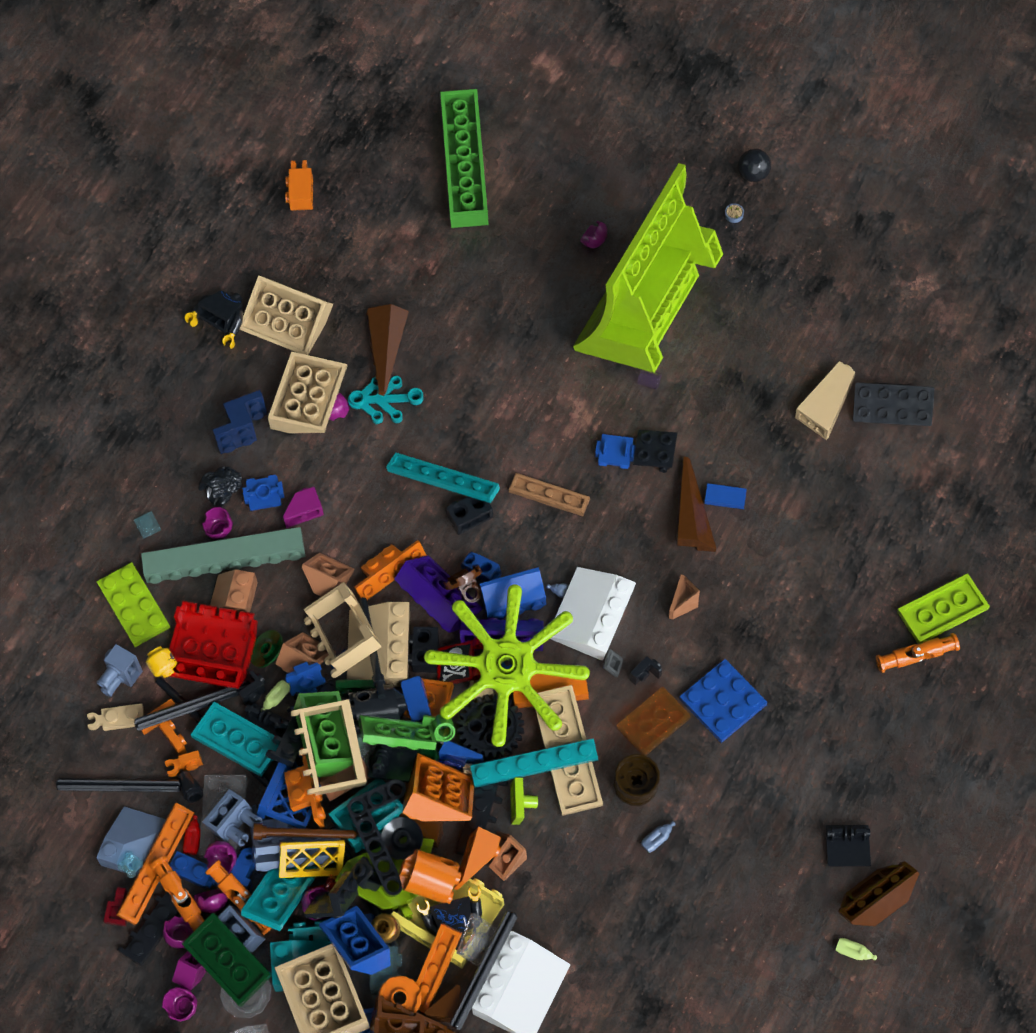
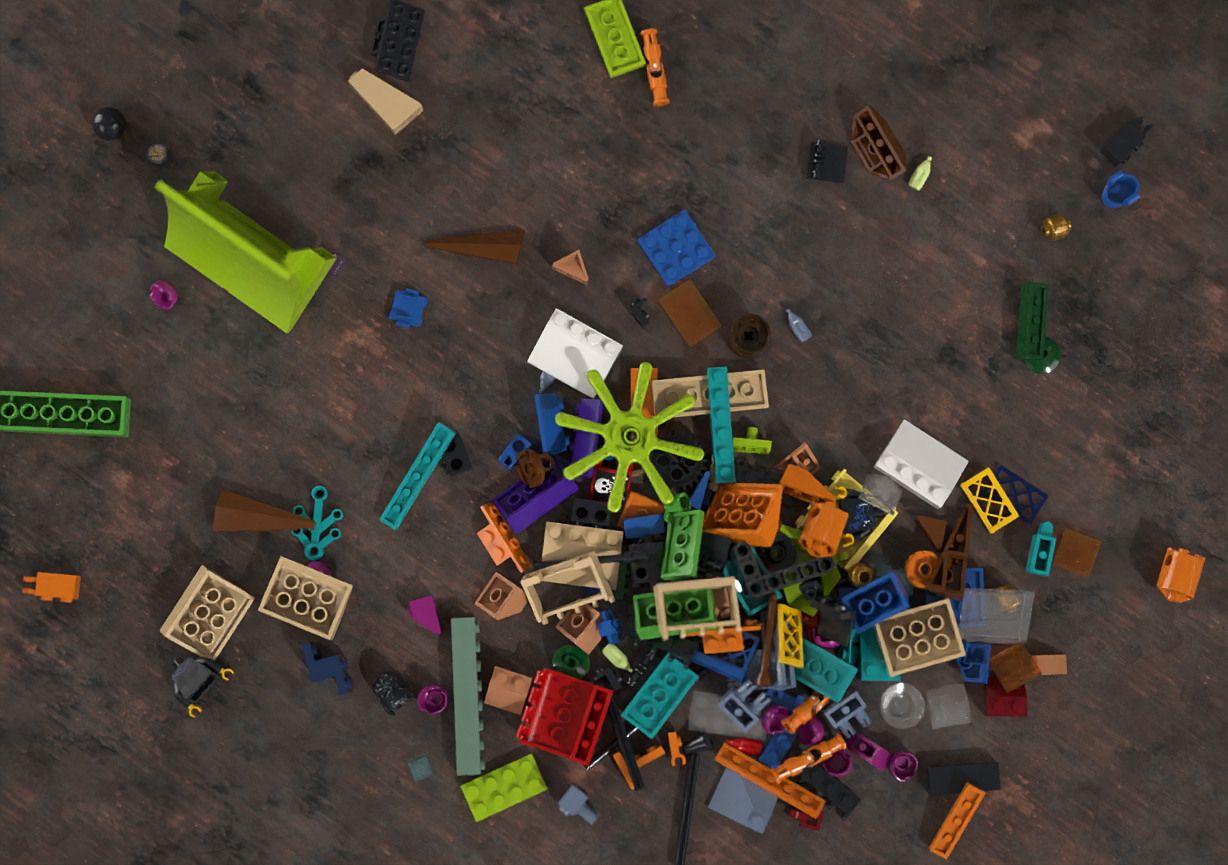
camera: 90 degrees left, 20 degrees up
(116, 717) = (619, 807): tan plate -> none
(136, 864) = (779, 802): clear light blue plate -> none
(161, 662) = (582, 761): yellow head -> none
(227, 959) = (875, 719): dark green plate -> none
(263, 493) = (405, 651): blue piece -> none
(437, 964) = (897, 533): orange plate -> none
(483, 970) = (909, 493): black axle -> none
(549, 494) = (444, 377): medium nougat tile -> none
(613, 663) = (629, 342): dark grey slope -> none
(655, 449) = (414, 270): black hinge -> none
(725, 496) = (470, 213): blue tile -> none

